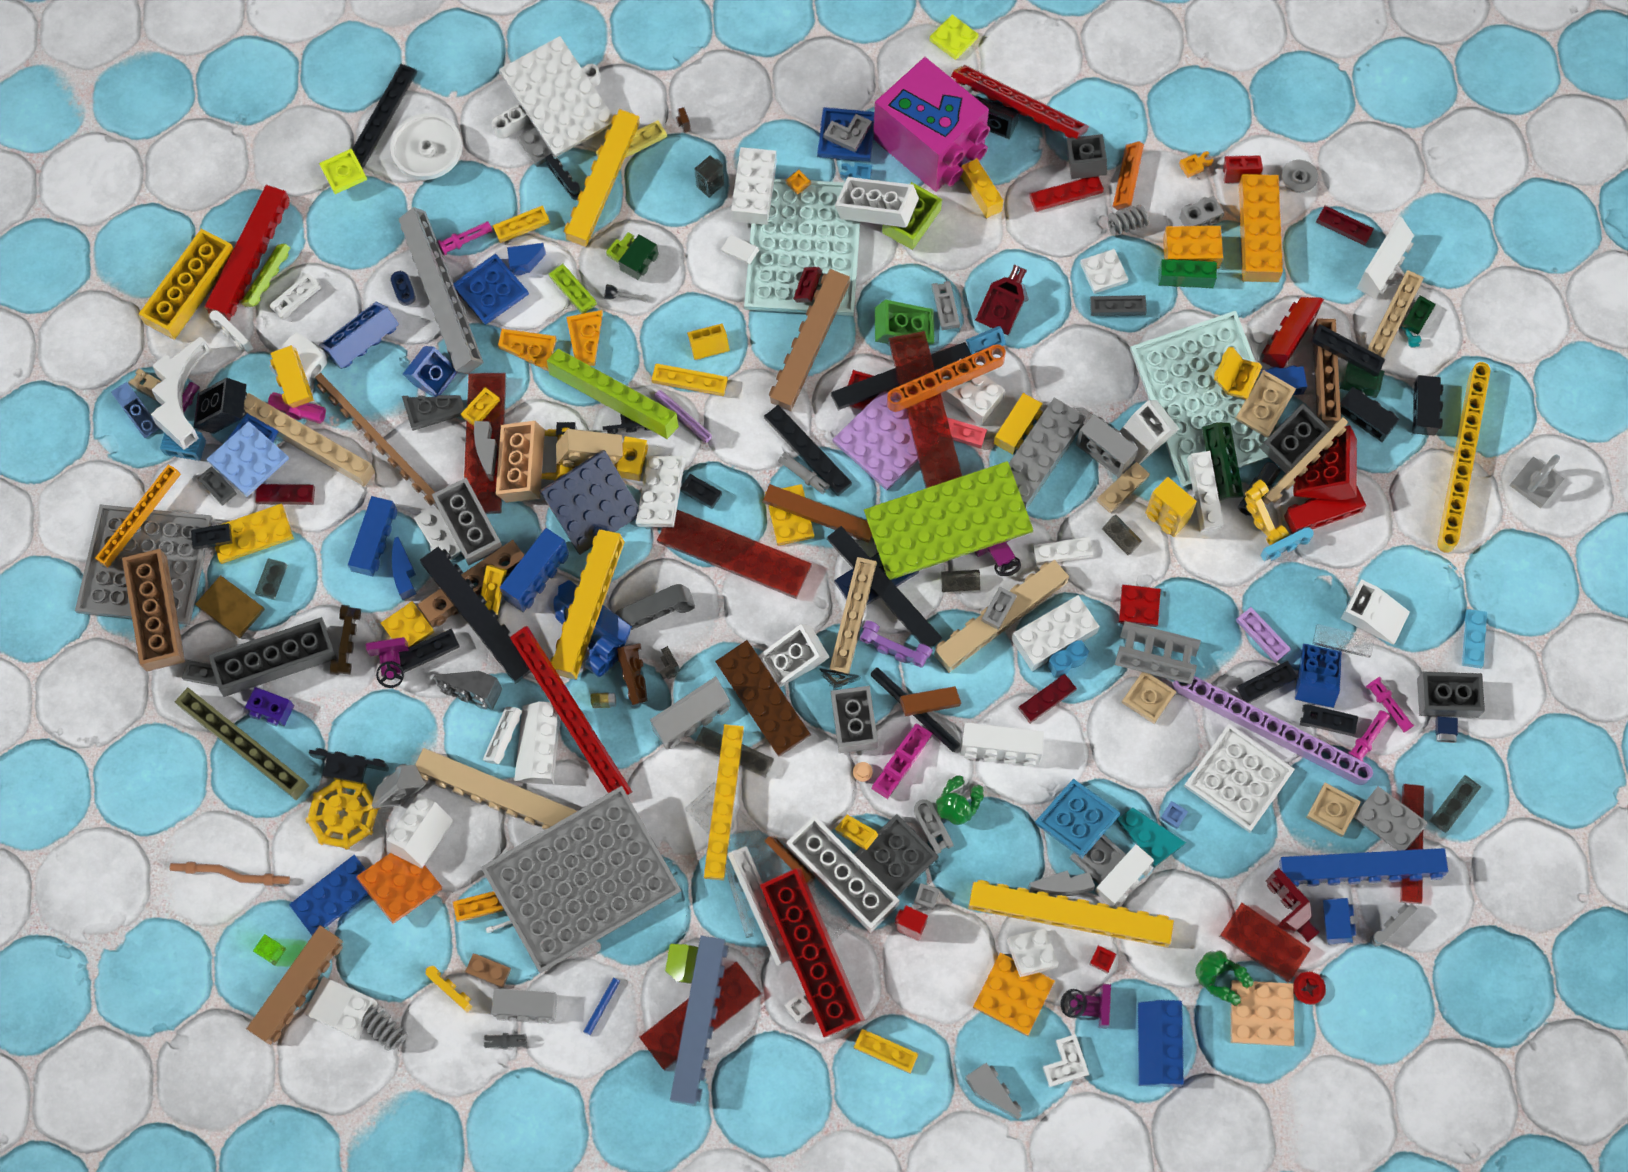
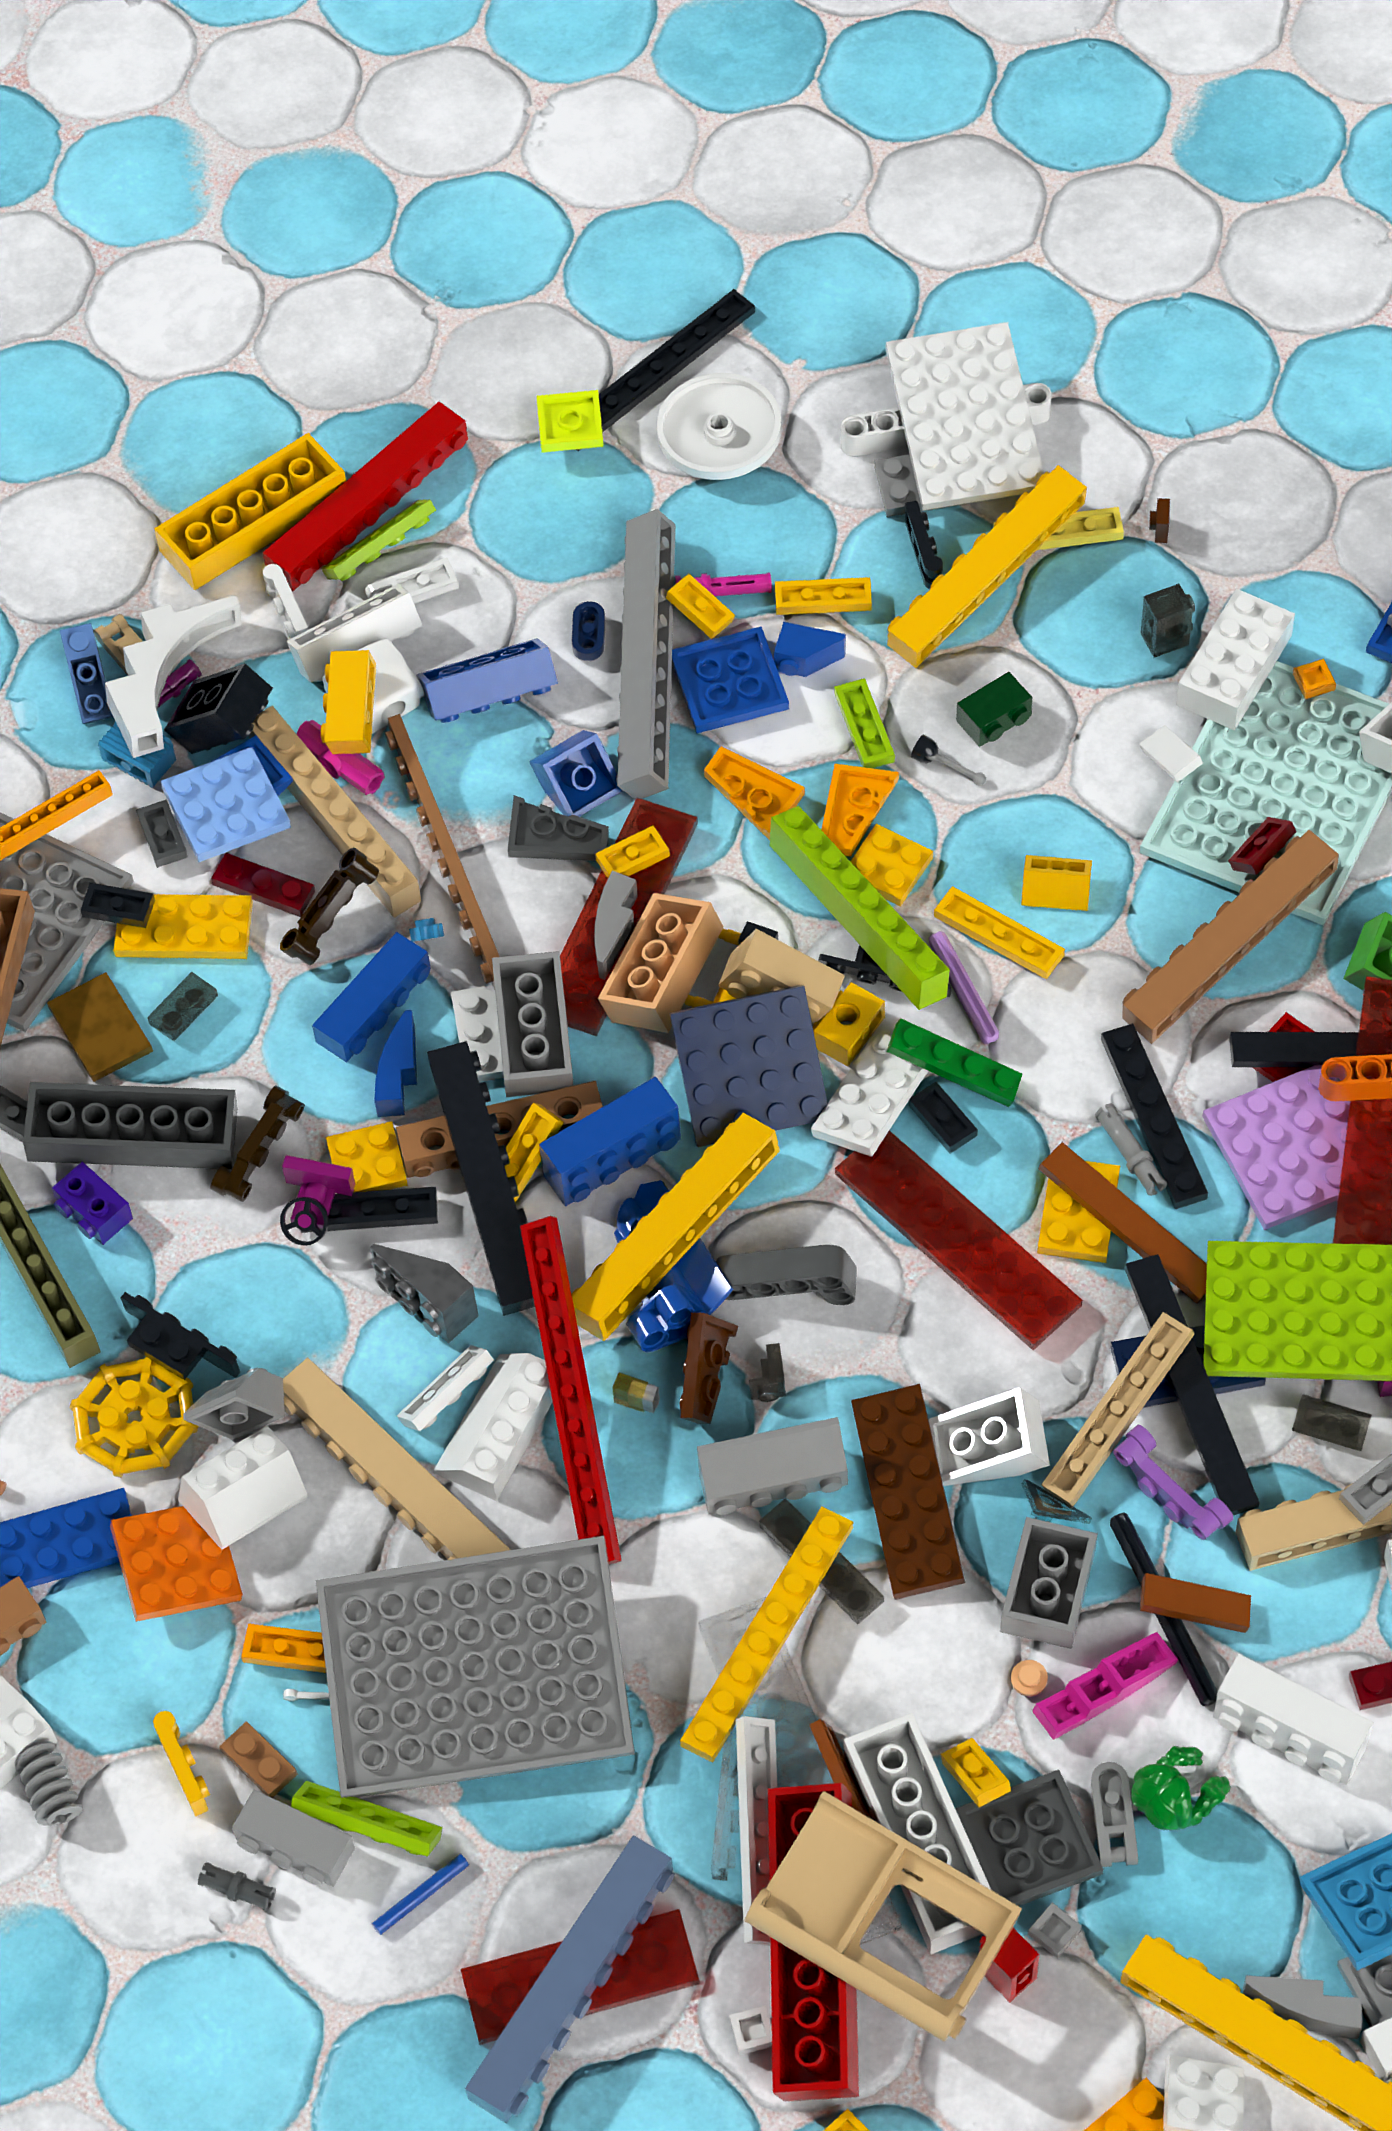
camera: 25 degrees right, 10 degrees down
(275, 332) = (378, 618): none -> white brick
(326, 495) = (326, 905): none -> dark brown plate
(386, 488) = (426, 929): none -> dark azure plate
(458, 253) = (700, 606): none -> yellow plate
(558, 979) = (367, 1819): none -> lime plate
(617, 361) = (891, 863): none -> yellow plate
(618, 248) = (968, 683): lime plate -> none
(681, 962) = (583, 1872): lime slope -> none
(696, 460) = (954, 1062): none -> green plate
(815, 920) = (835, 1887): none -> tan piece

